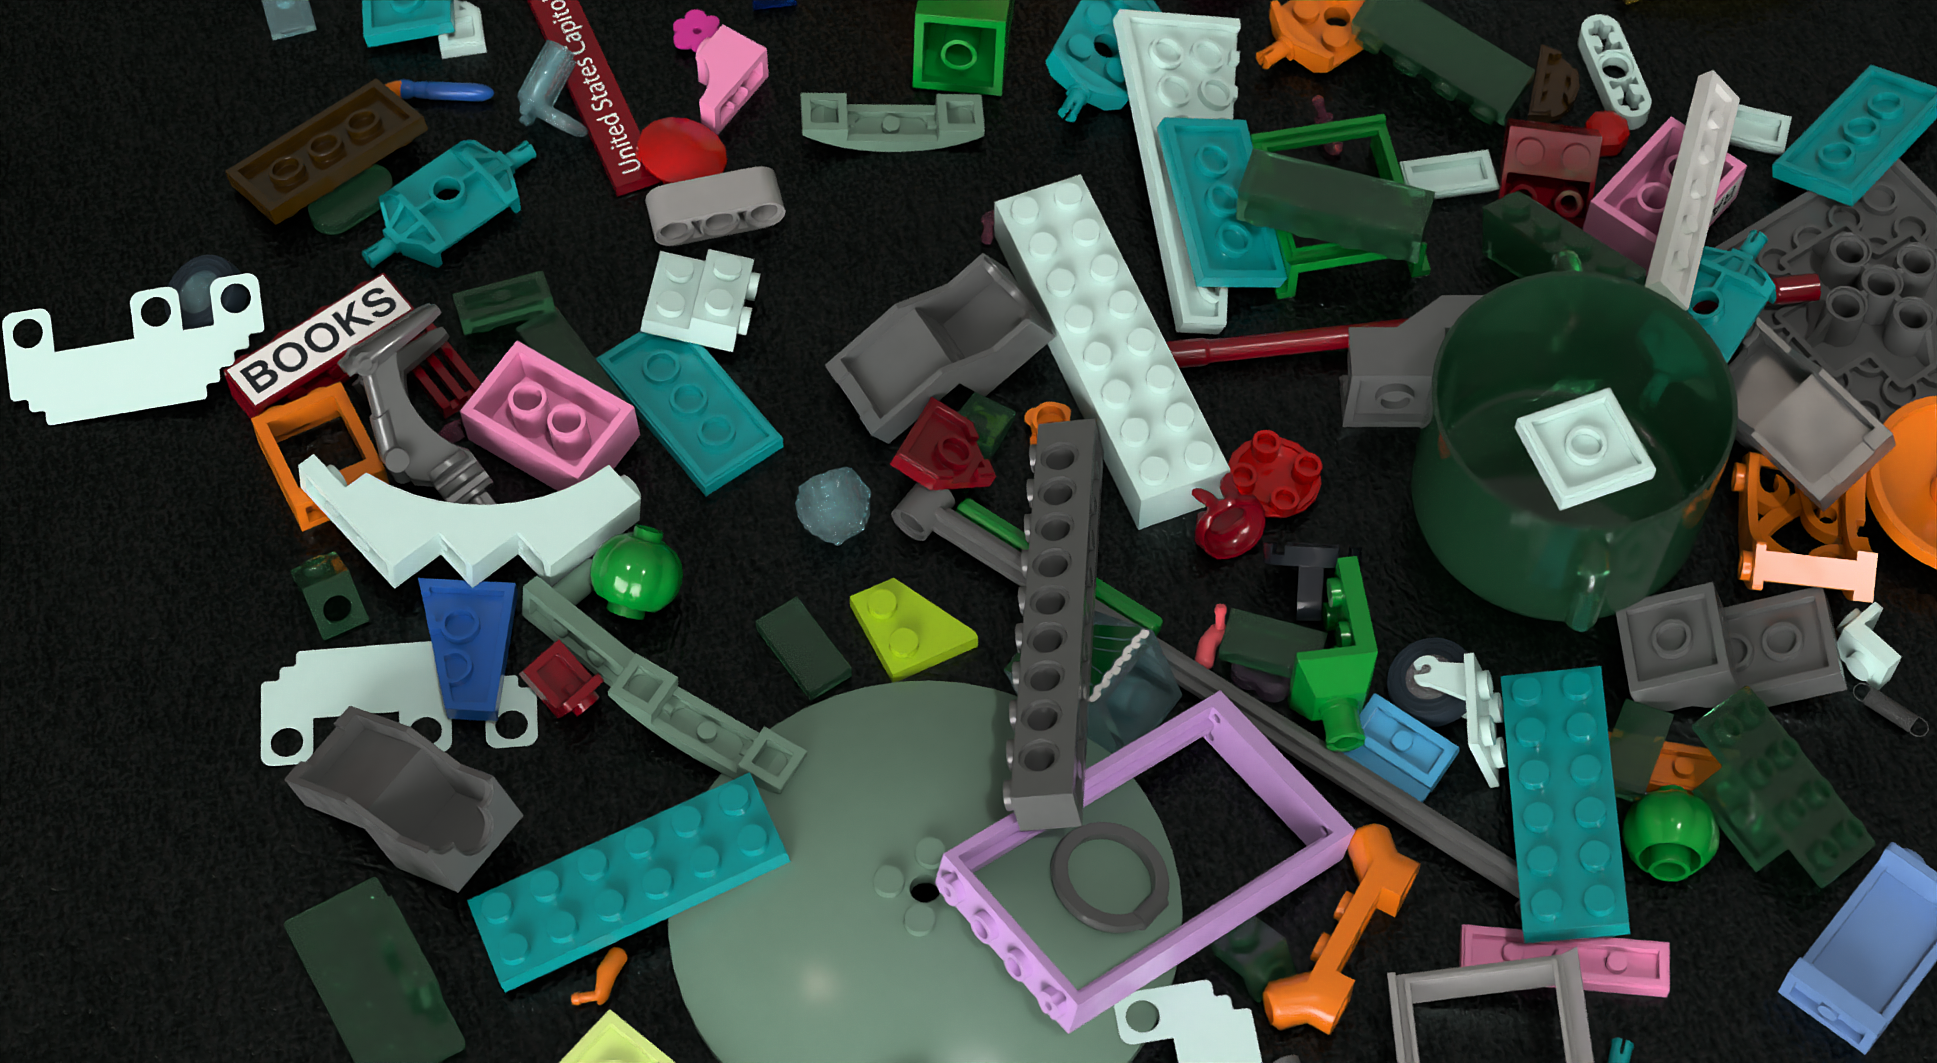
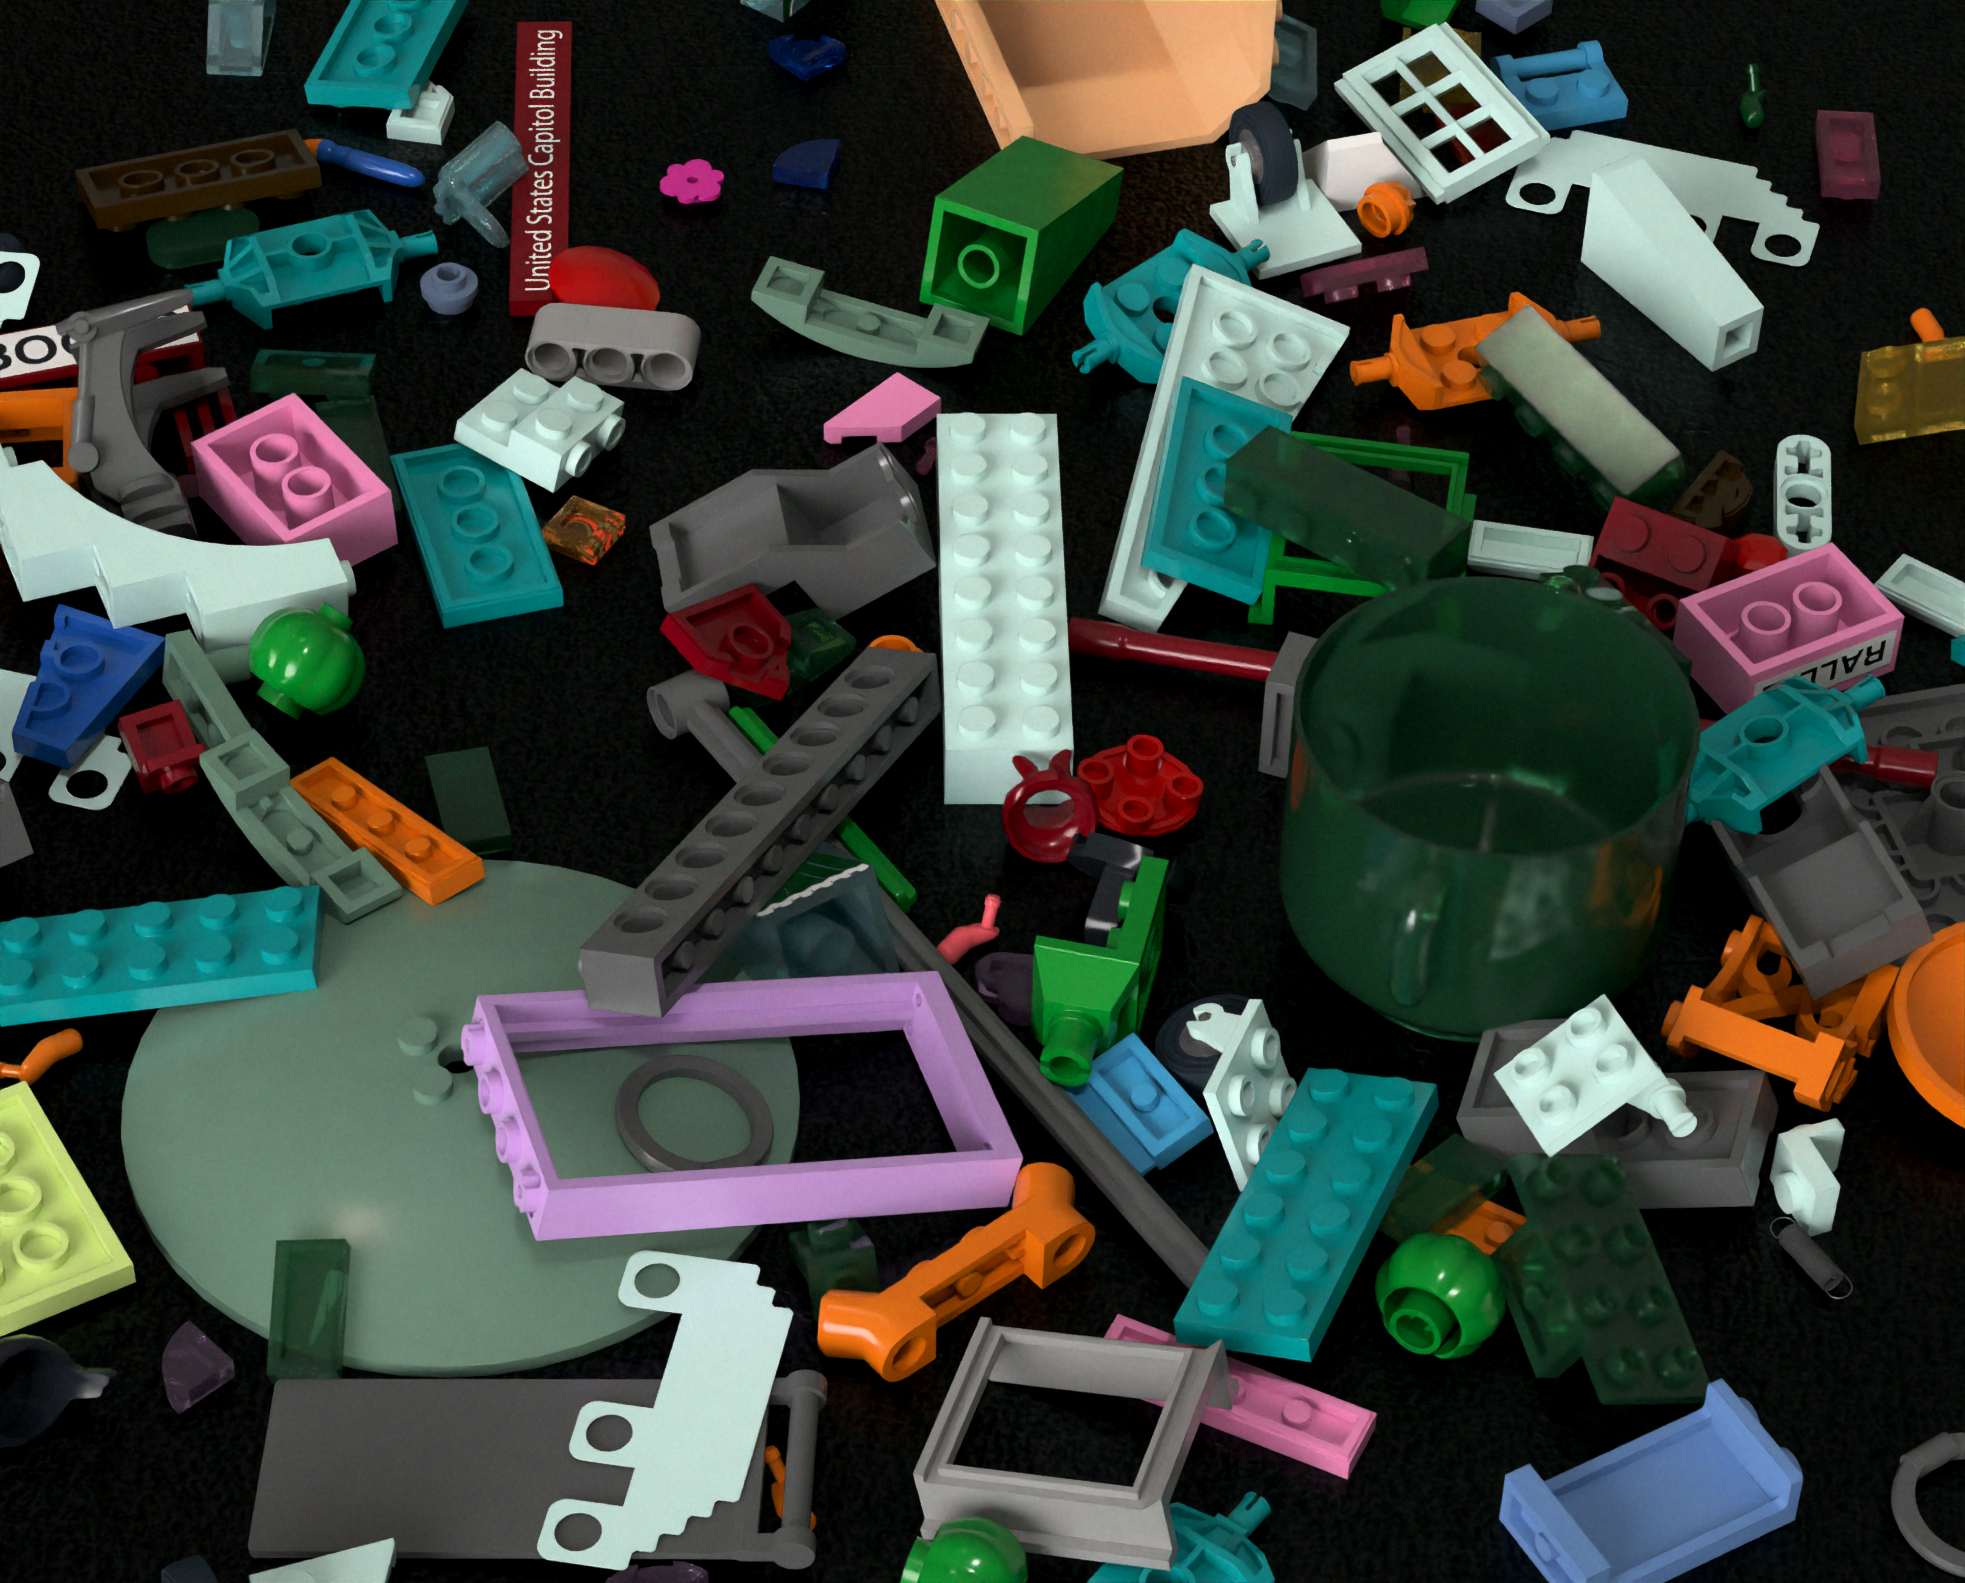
camera: 20 degrees right, 15 degrees down
(563, 197) = (449, 288): none -> sand blue plate
(731, 71) = (705, 227): bright pink arch -> none
(765, 700) = (397, 837): none -> orange tile
(769, 376) = (583, 530): none -> clear orange tile
(834, 505) = (579, 662): clear light blue piece -> none
(909, 629) = (605, 819): lime wing -> none
(939, 198) = (888, 411): none -> bright pink tile
(1266, 642) = (1007, 937): clear green tile -> none
(1585, 448) = (1464, 760): light aqua tile -> none
(1693, 190) = (1805, 613): white plate -> none
(1718, 644) = (1585, 1075): none -> light aqua plate

